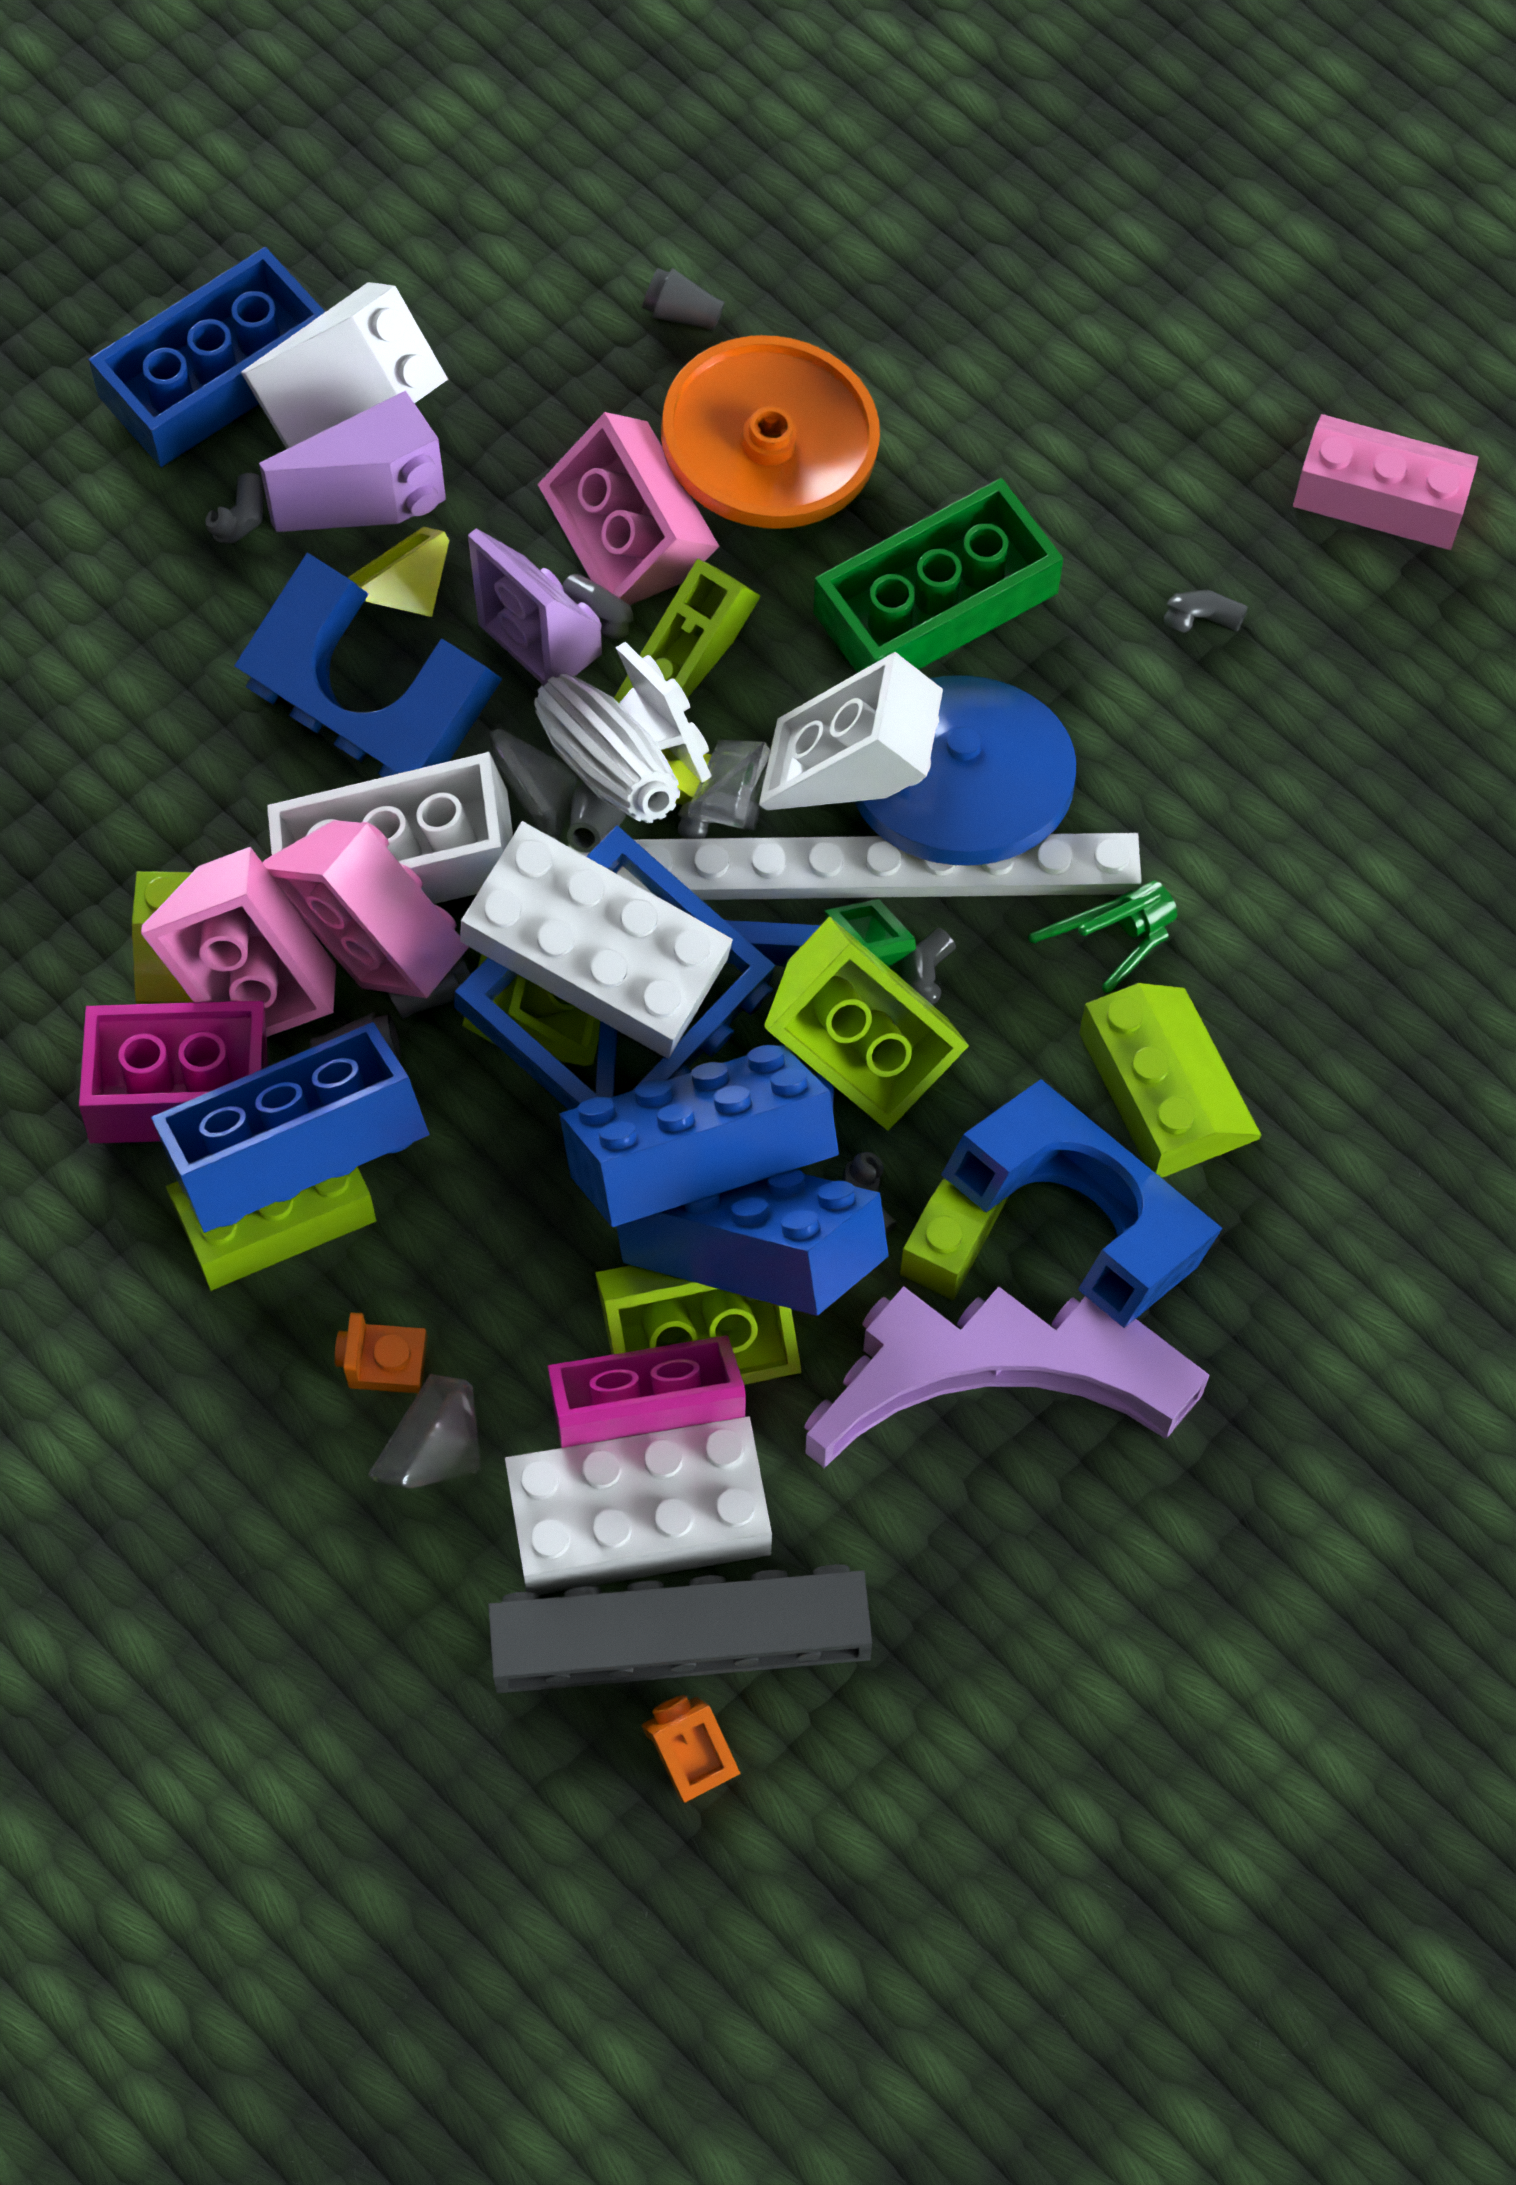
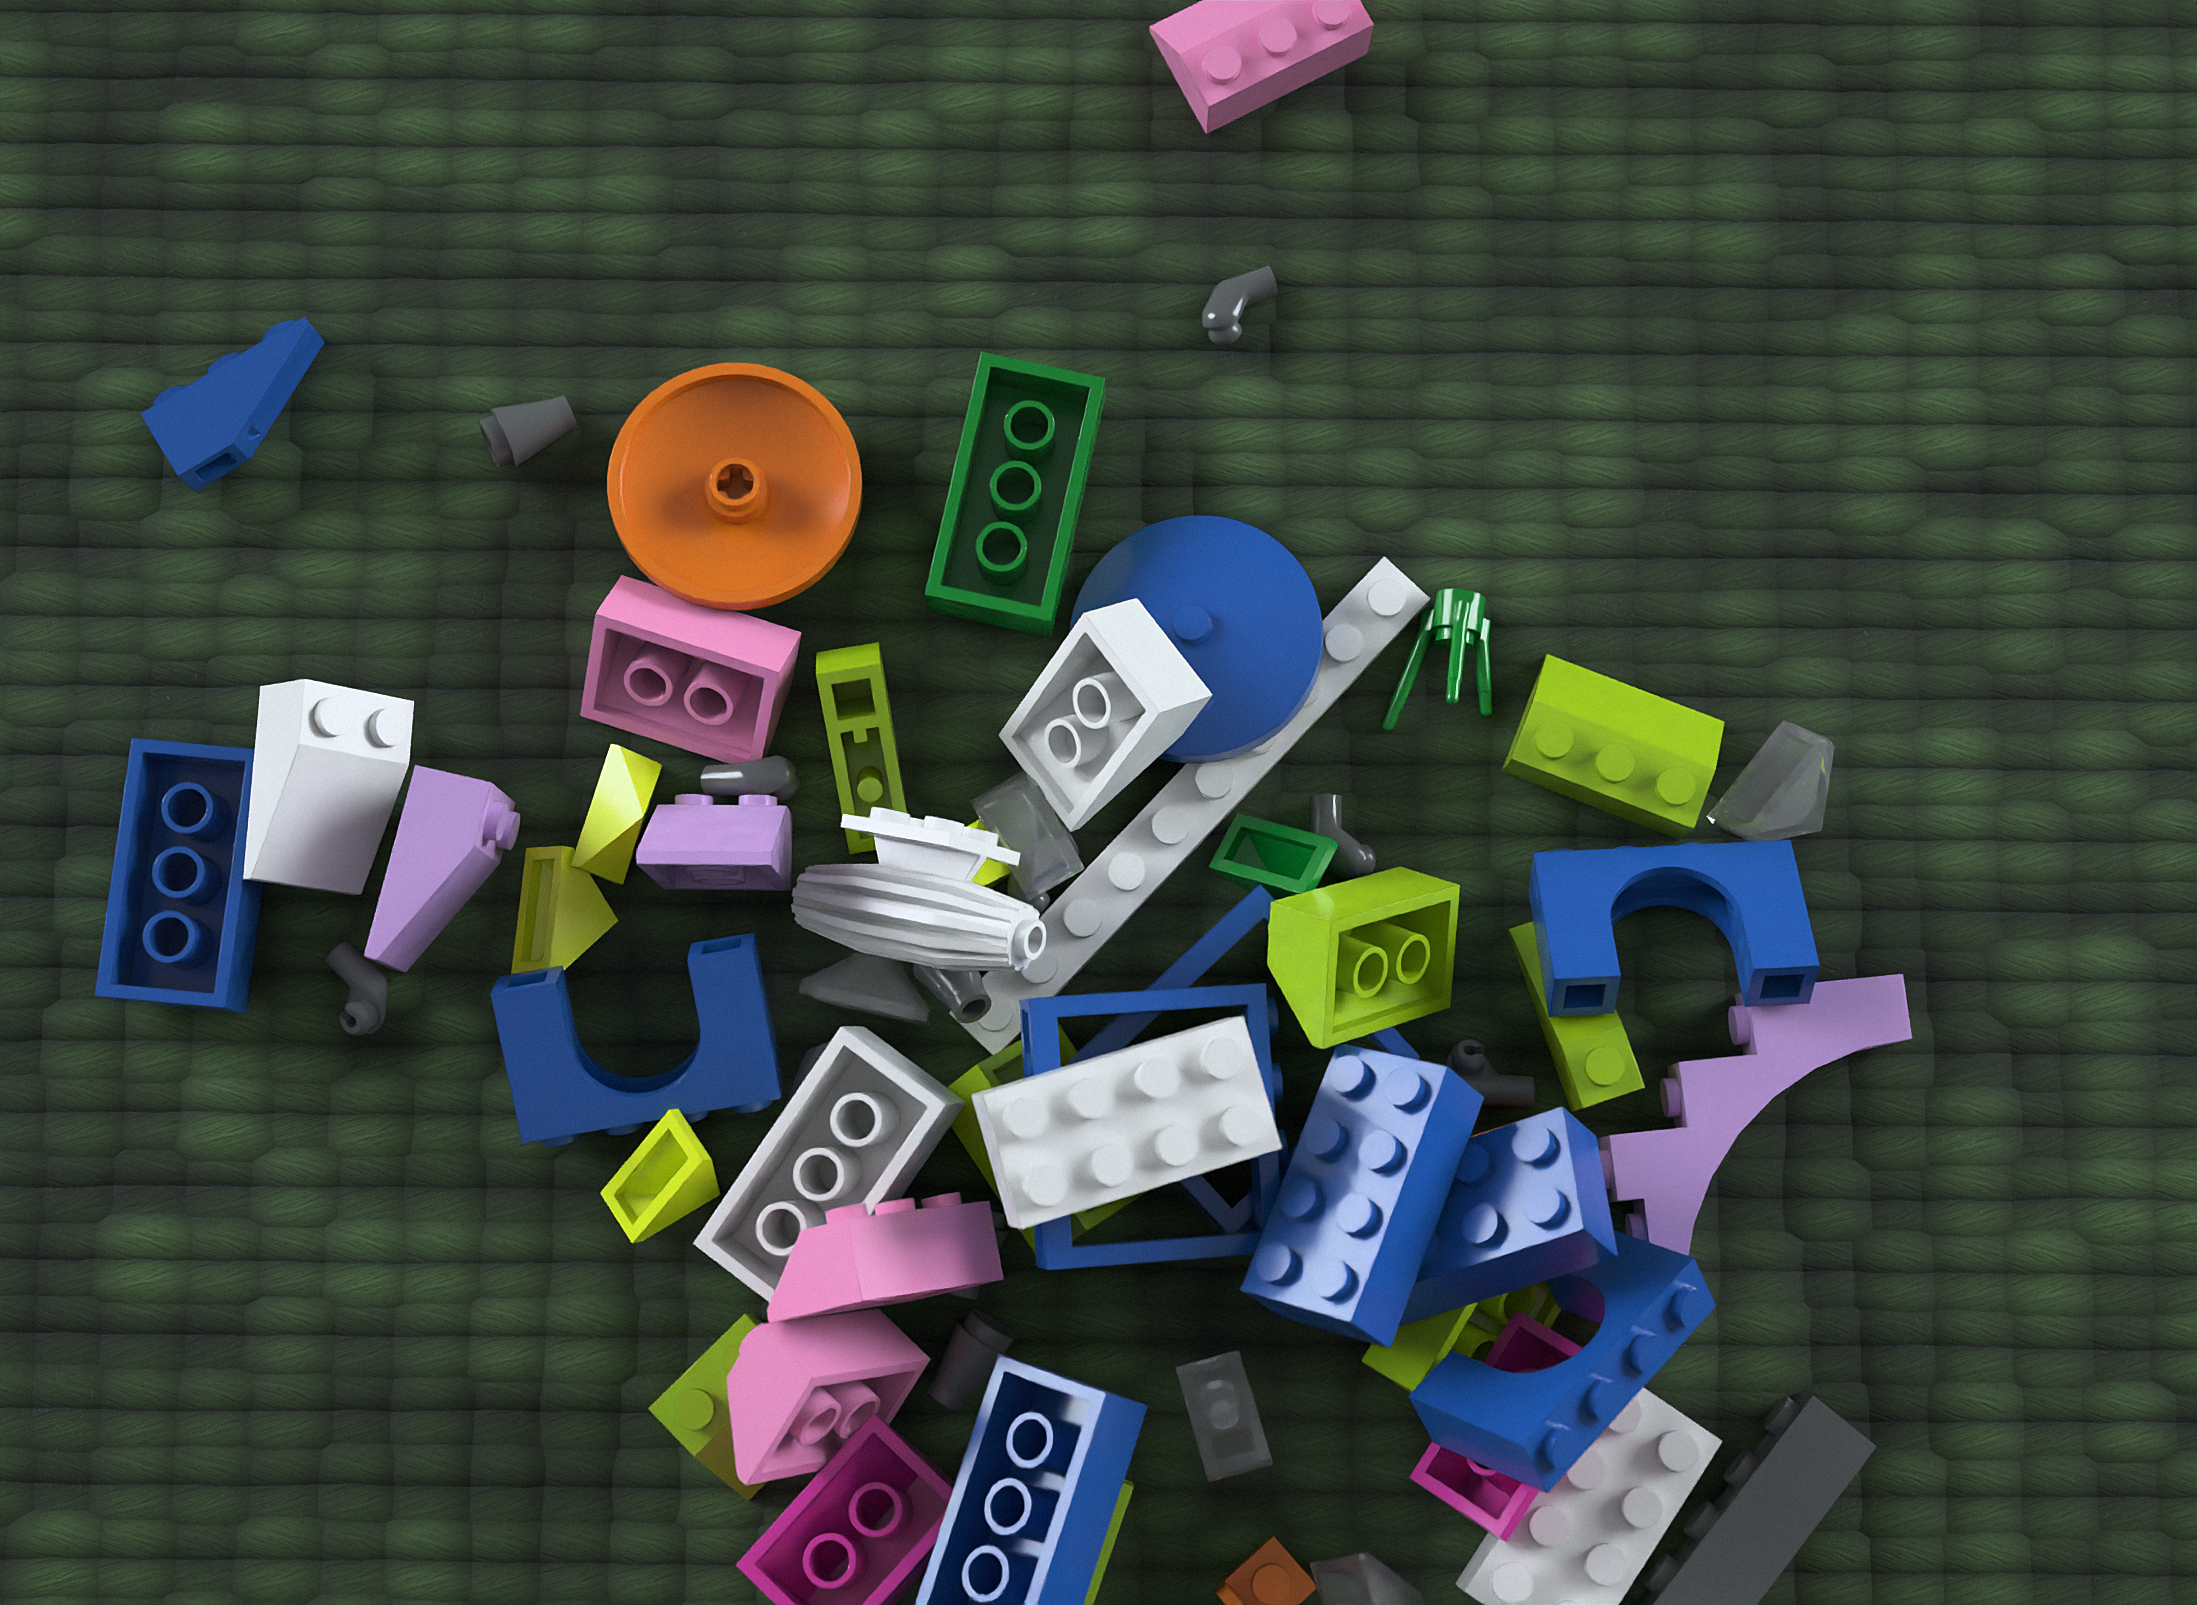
camera: 45 degrees left, 15 degrees up
(291, 766) = (661, 1179): none -> neon yellow slope
(470, 1224) = (1223, 1416): none -> clear slope
(521, 531) = (616, 814): none -> neon yellow slope
(525, 143) = (228, 412): none -> blue slope
(796, 1375) = (1548, 1418): none -> blue arch
(1255, 1208) = (1780, 789): none -> clear slope

